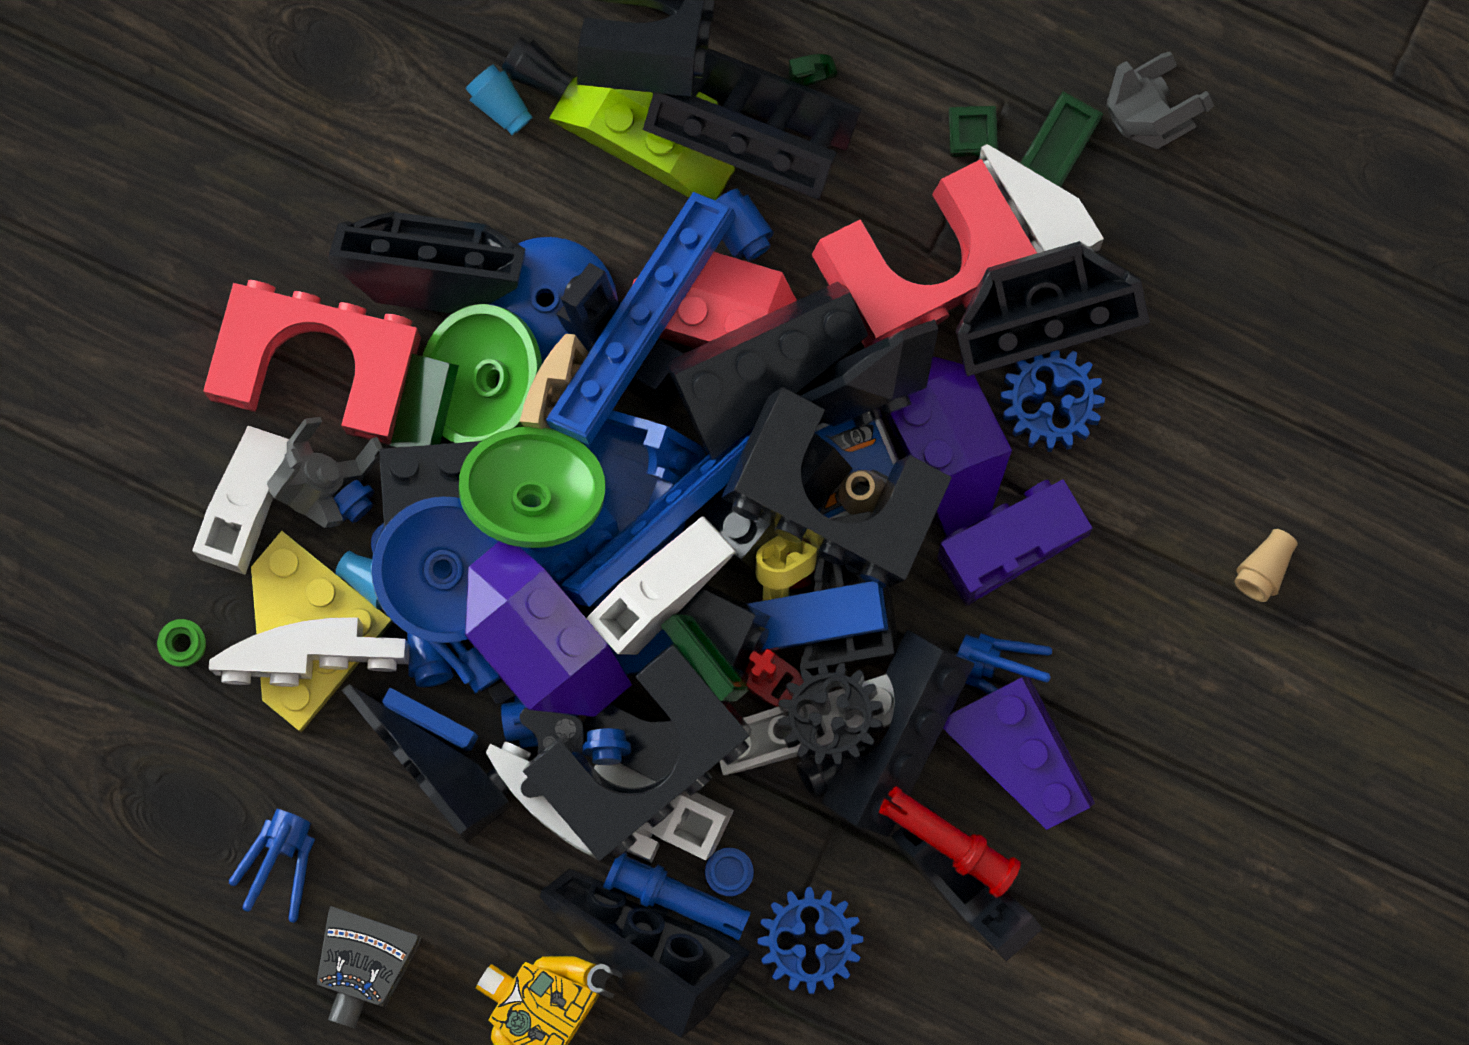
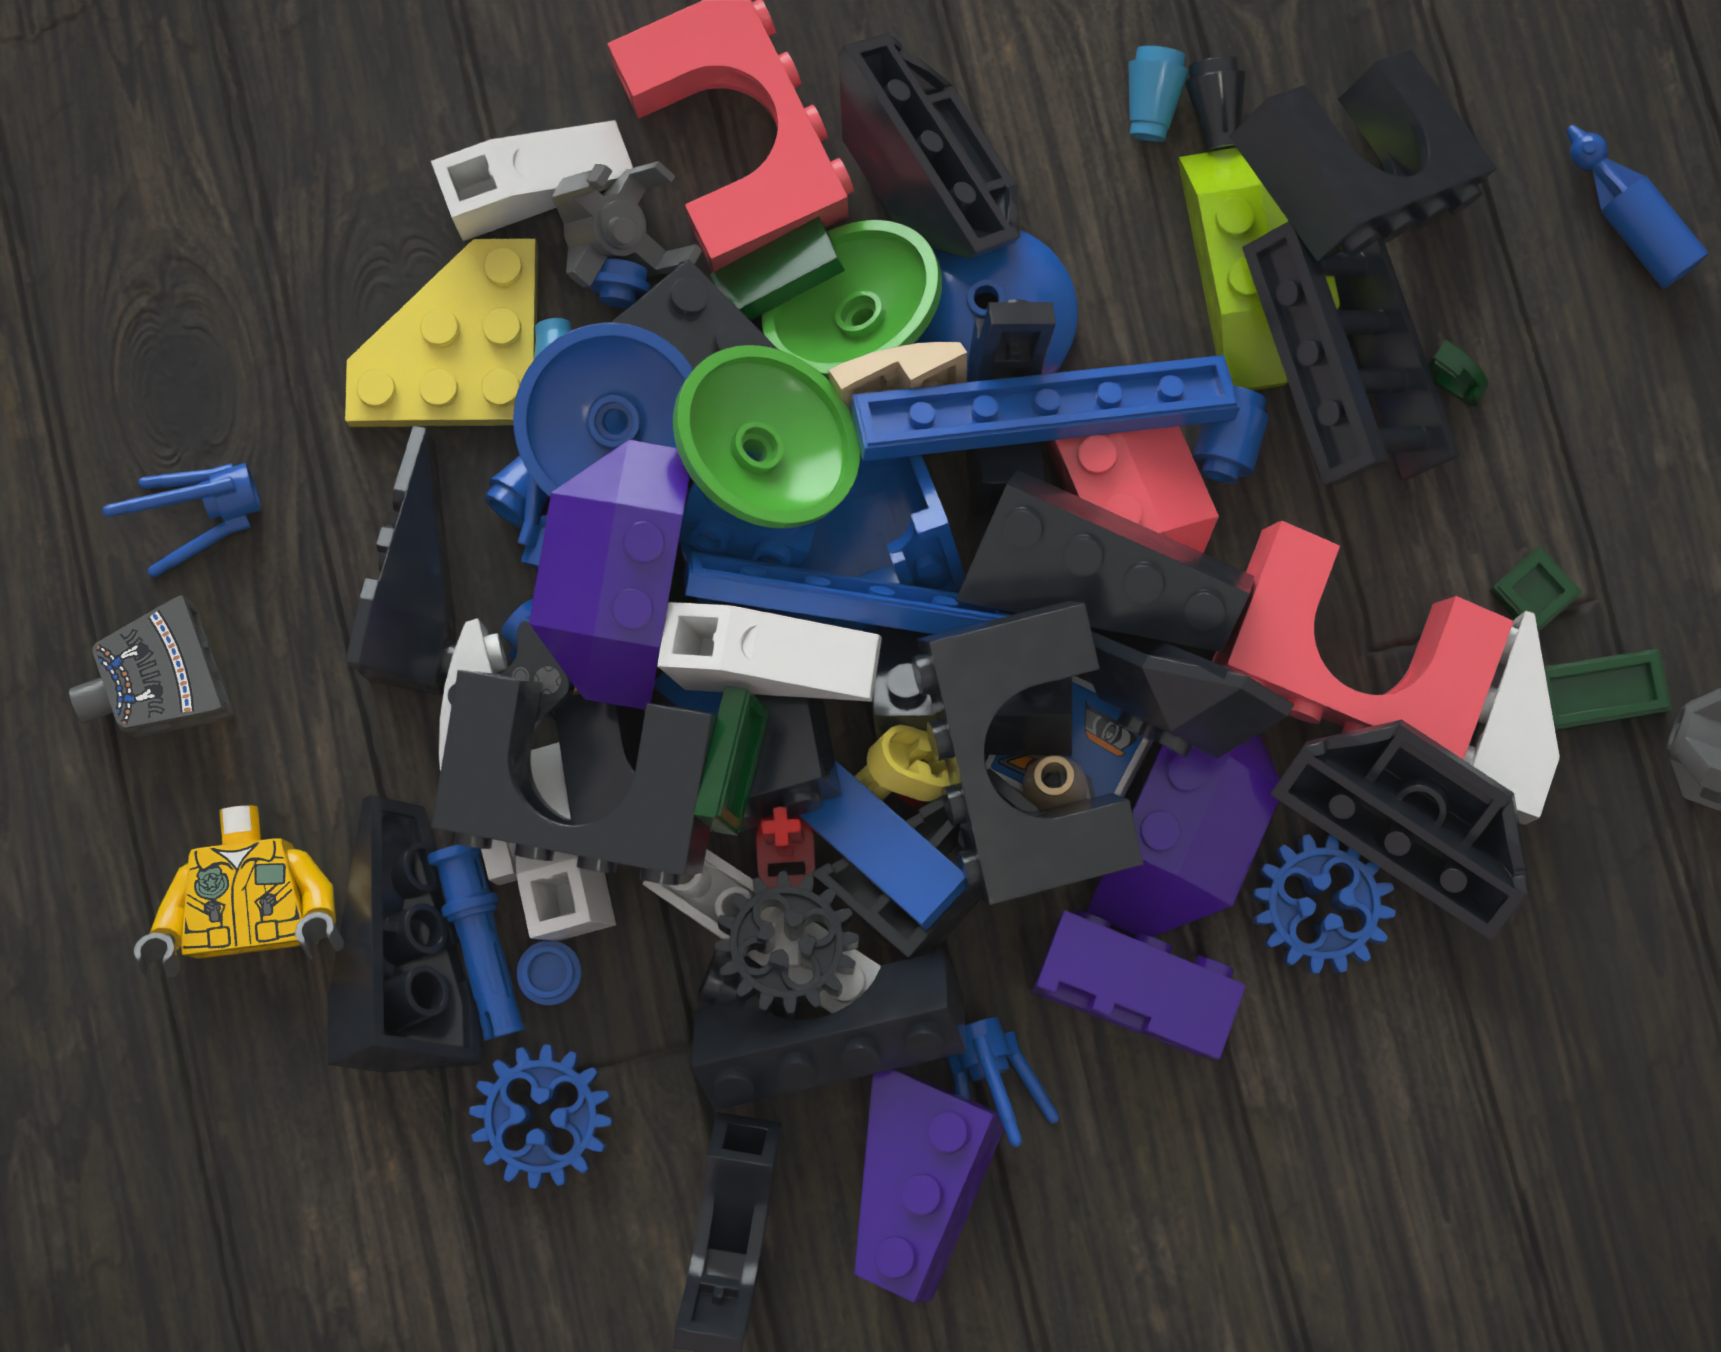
camera: 50 degrees right, 0 degrees up
(171, 632) = (332, 222): bright green plate -> none
(289, 652) = (416, 344): white slope -> none
(430, 720) = (459, 540): blue tile -> none
(606, 746) = (564, 737): blue plate -> none
(968, 853) = (757, 1210): red pin -> none
(1265, 568) = (1333, 1280): tan cone -> none

